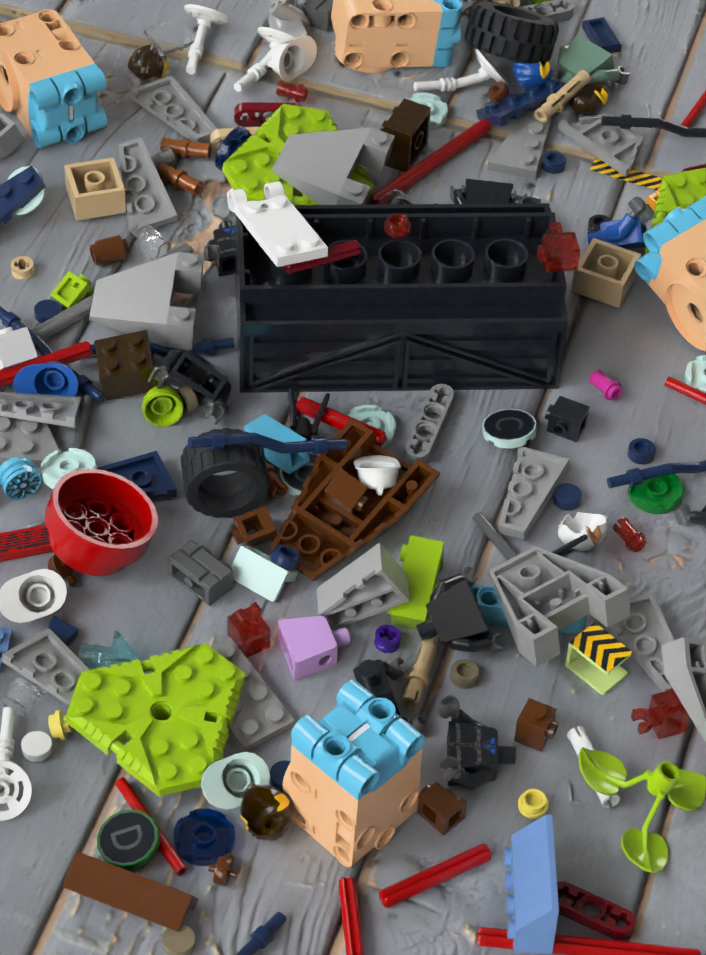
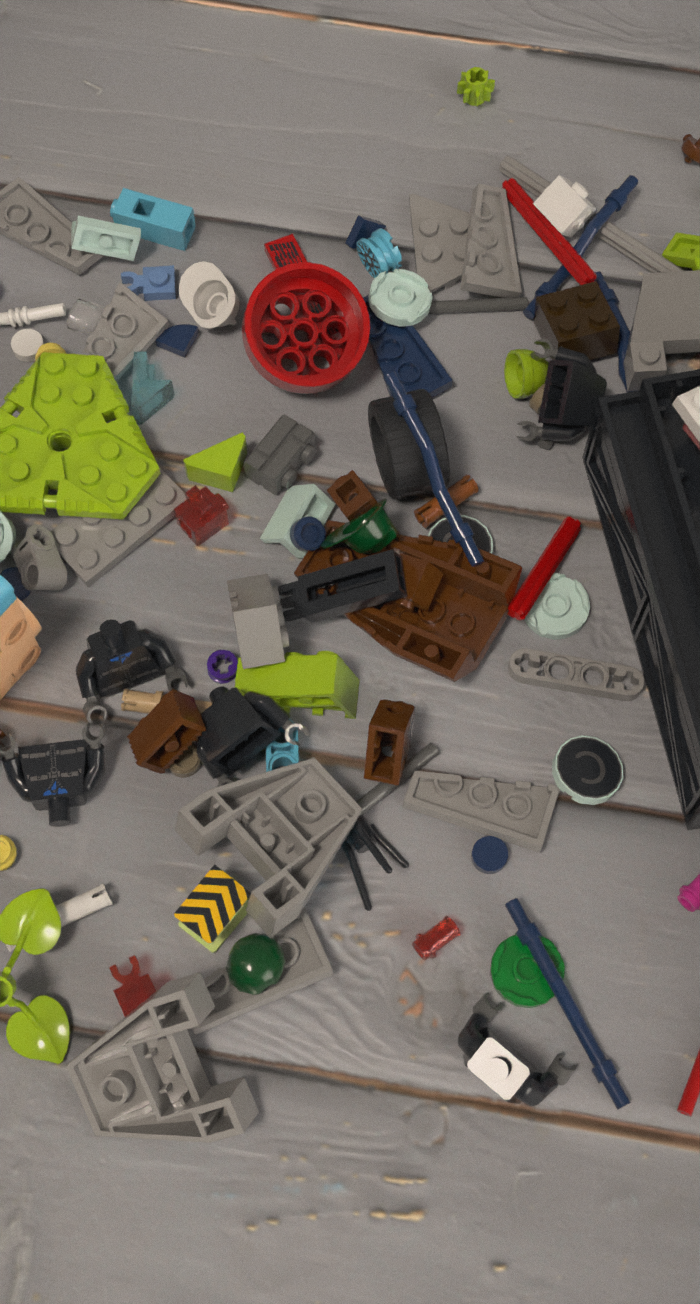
camera: 85 degrees right, 20 degrees up
(46, 309) = (654, 236): dark blue tile -> none
(46, 379) = (533, 253): blue piece -> none
(201, 611) = (219, 464): none -> lime slope
(267, 745) = (39, 560): none -> light grey piece
(271, 428) = (490, 497): medium azure brick -> none
(294, 513) = (366, 532): none -> dark green piece
(302, 425) = (520, 525): black plant -> none
(310, 644) = (191, 581): lavender torso -> none
(345, 524) = (360, 585): none -> black hinge
(377, 471) = (452, 609): white piece -> none
(450, 665) = (166, 731): none -> reddish brown brick
(475, 528) = (389, 727): none -> reddish brown torso
(536, 725) = (103, 842): reddish brown brick -> none
(567, 418) = (619, 840): black brick -> none
(583, 523) = (423, 874): white hair -> none
(641, 451) = (594, 946): dark blue tile -> none
(645, 634) = (255, 963): none -> dark green hair

